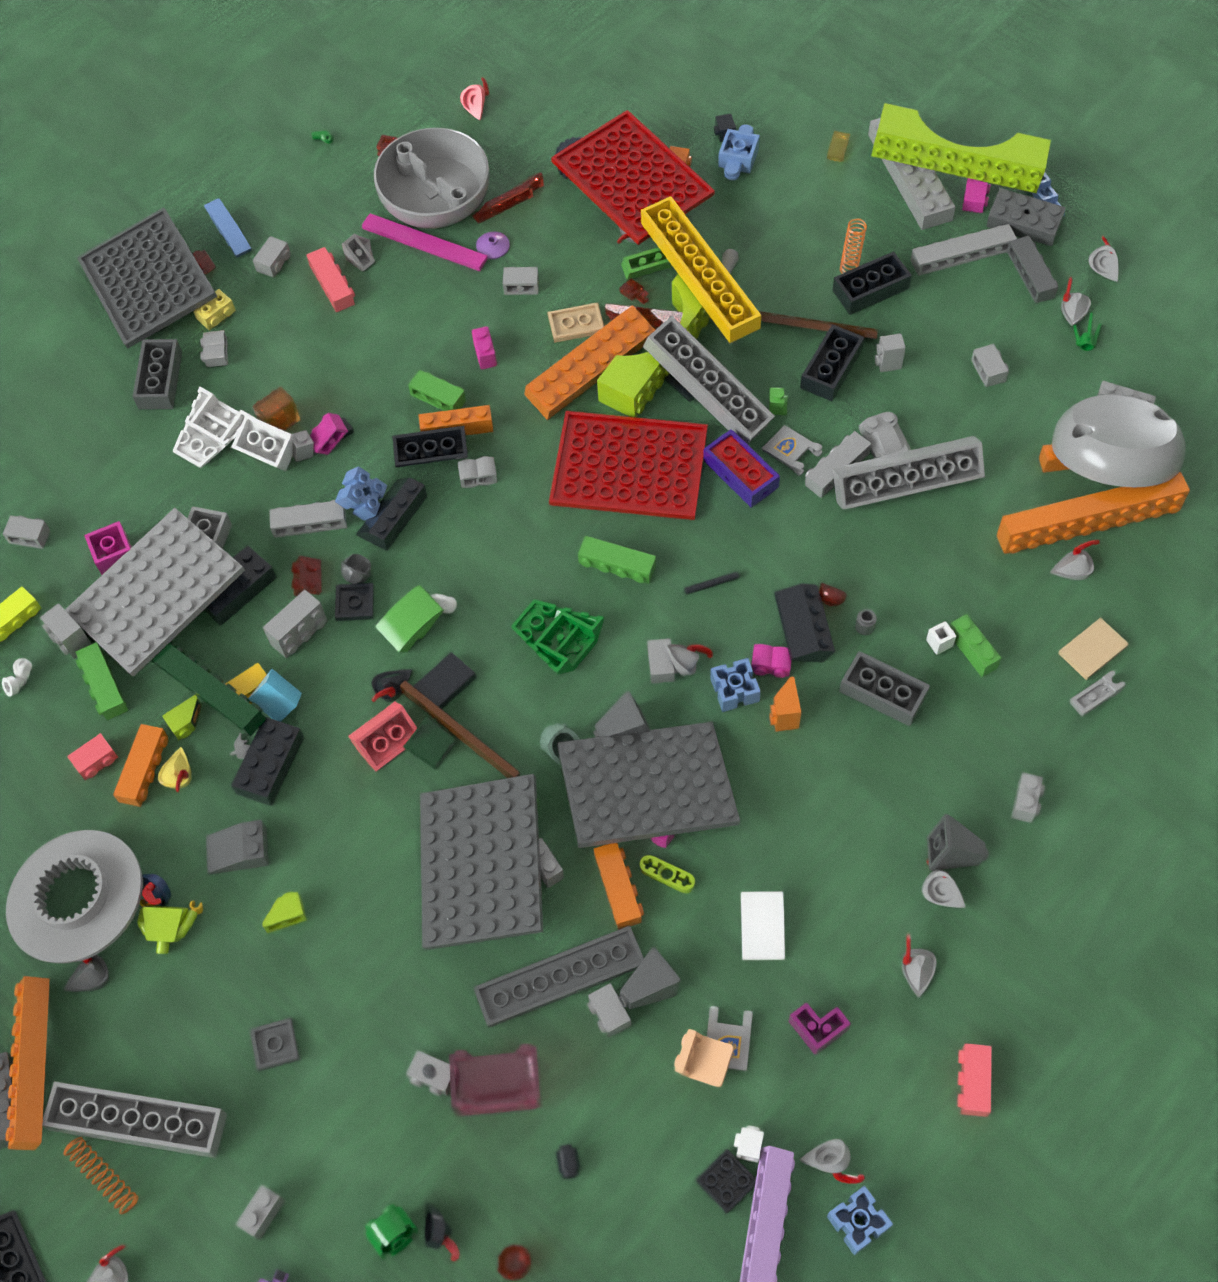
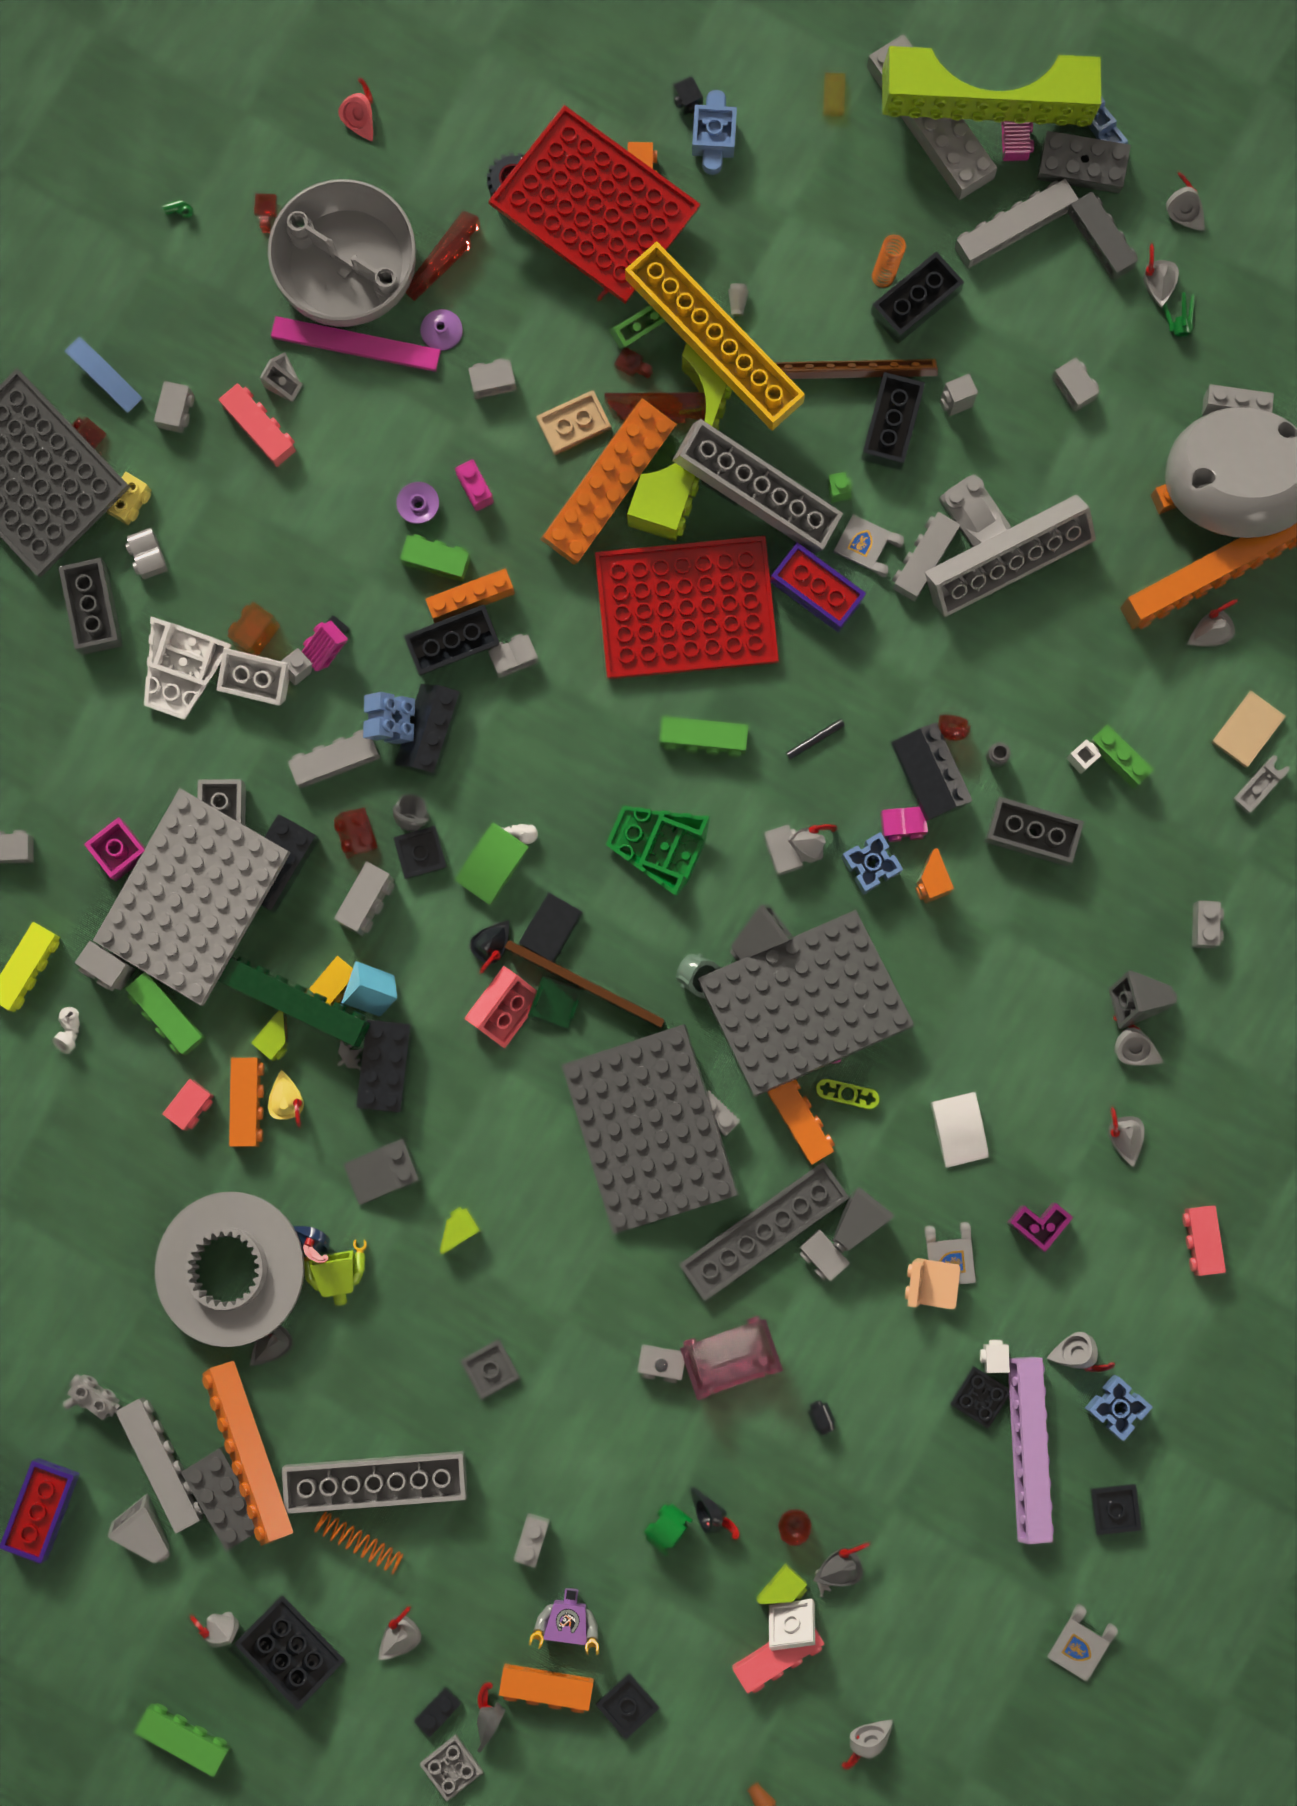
camera: 15 degrees left, 20 degrees up
(436, 346) = (414, 493): none -> medium lavender dish

